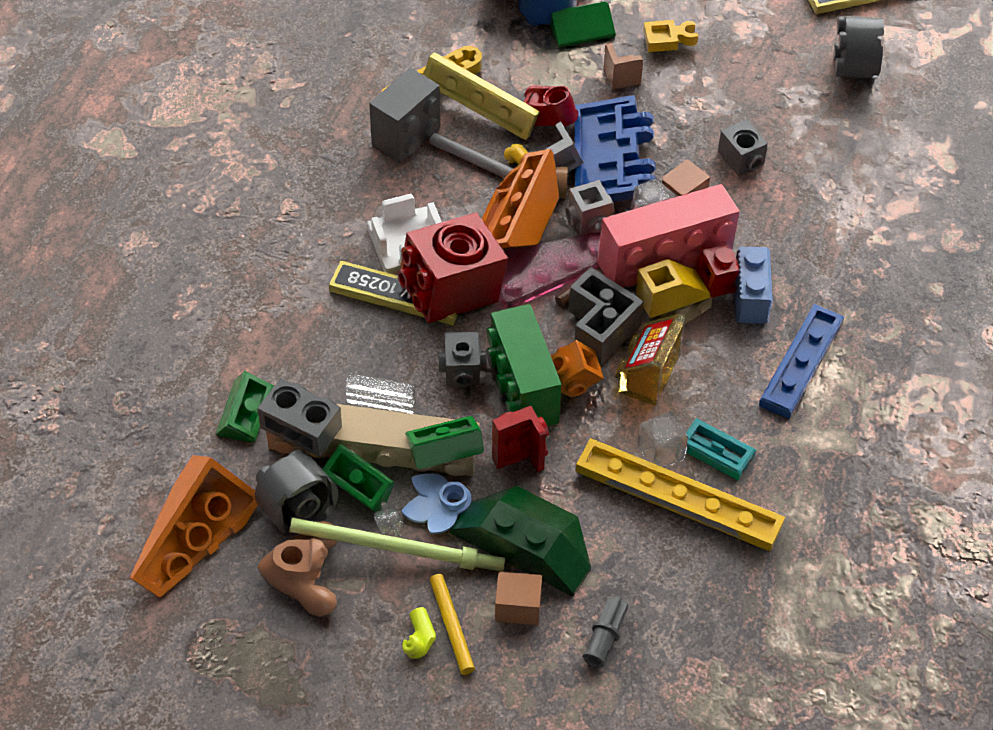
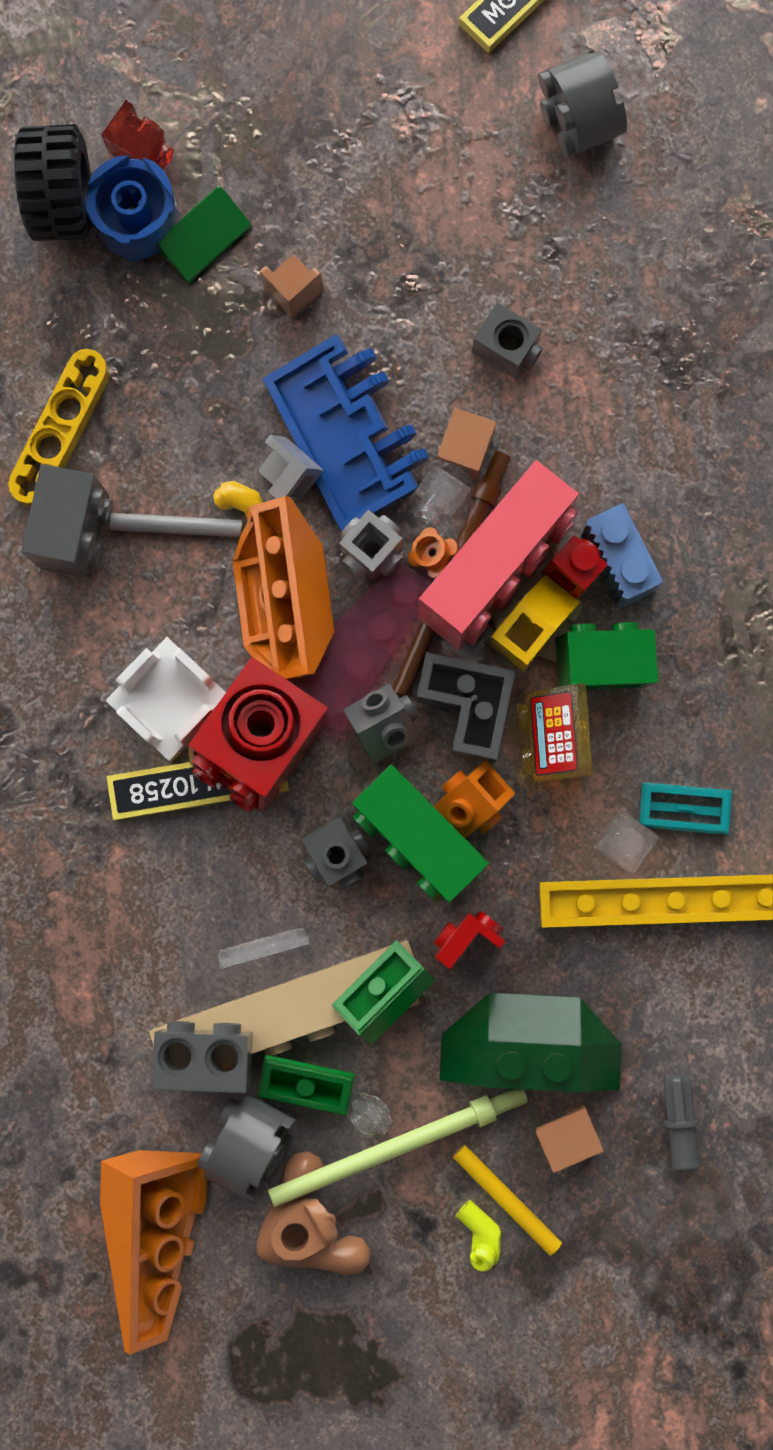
camera: 20 degrees left, 30 degrees up
(240, 413) = (114, 1043): green slope -> none
(433, 504) = (404, 1062): light blue plate -> none
(481, 96) = (139, 436): light yellow tile -> none
(542, 290) = (383, 722): none -> dark grey brick
(553, 103) = (224, 404): red piece -> none
(561, 174) = (311, 514): medium nougat tile -> none
(666, 36) = (317, 199): yellow plate -> none
(712, 331) = (607, 658): none -> green brick
(801, 361) = (723, 629): tile -> none

